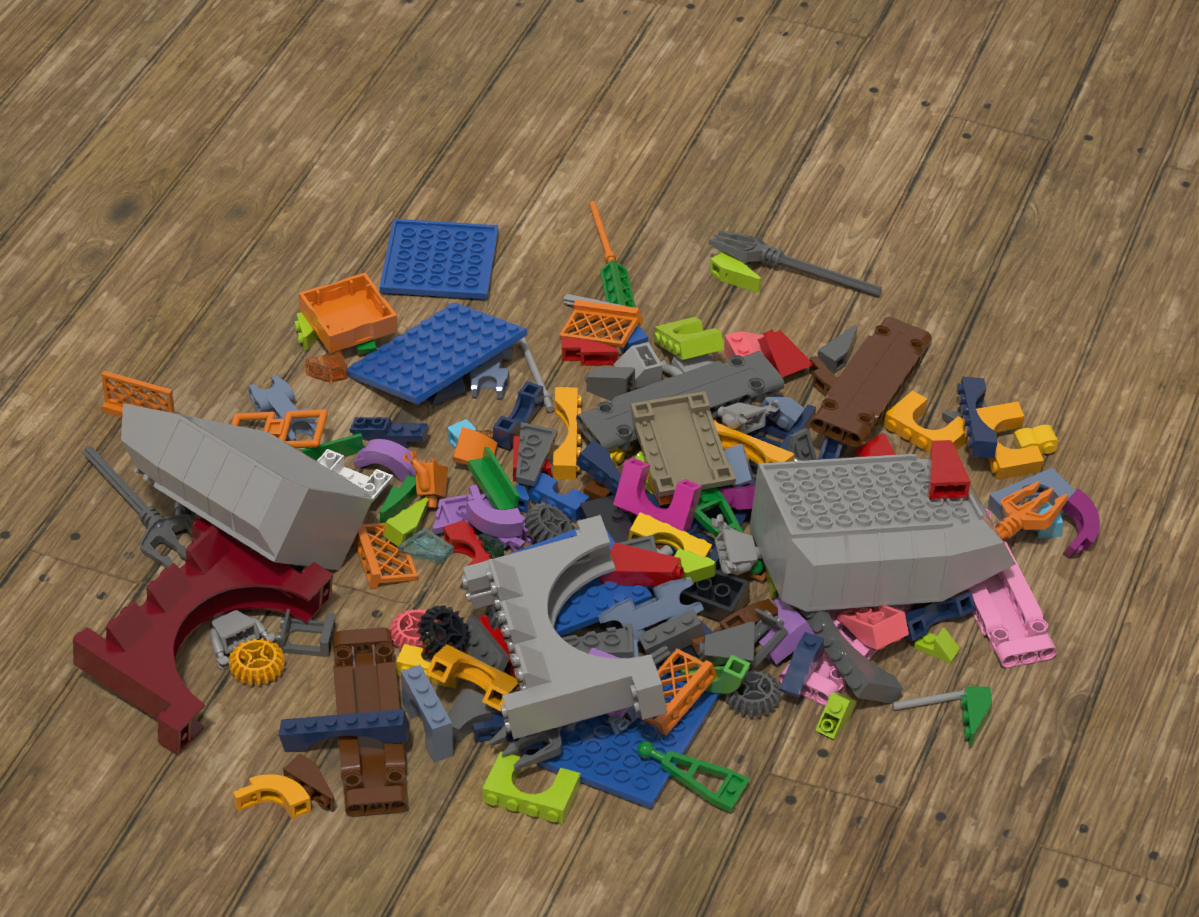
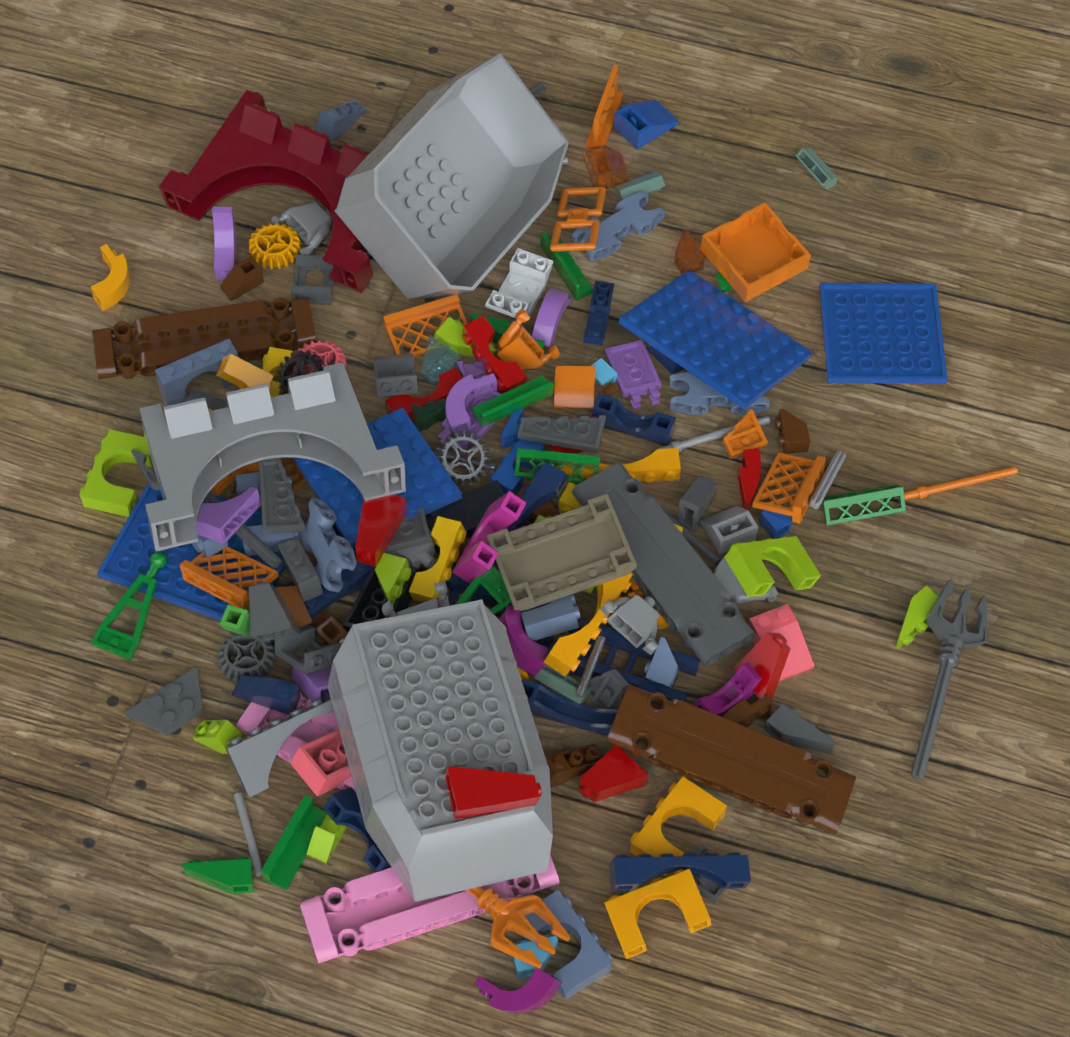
camera: 85 degrees right, 15 degrees up
(94, 606) = (339, 119): none -> sand blue slope
(162, 375) = (643, 122): none -> blue slope
(212, 409) = (606, 167): none -> clear orange slope
(238, 392) = (649, 183): none -> sand green piece
(240, 279) = (817, 168): none -> sand green piece
(256, 696) = (224, 241): none -> medium lavender arch
(299, 684) = (242, 278): none -> reddish brown slope
(311, 779) = (128, 302): reddish brown slope -> none
(386, 726) = (175, 314): dark blue arch -> none
(419, 499) = (478, 336): none -> red arch
(429, 570) = (394, 374): none -> dark grey panel
(446, 414) = (634, 372): none -> medium lavender tile
(541, 321) = (793, 433): none -> reddish brown slope
(541, 350) = (745, 435): none -> orange wing
(567, 461) = (556, 458): none -> green fence
(798, 752) = (171, 705): none -> dark grey wing
(805, 380) = (736, 690): none -> magenta arch
(940, 667) = (293, 845): none -> green panel
(1038, 436) = (668, 950): yellow brick -> none

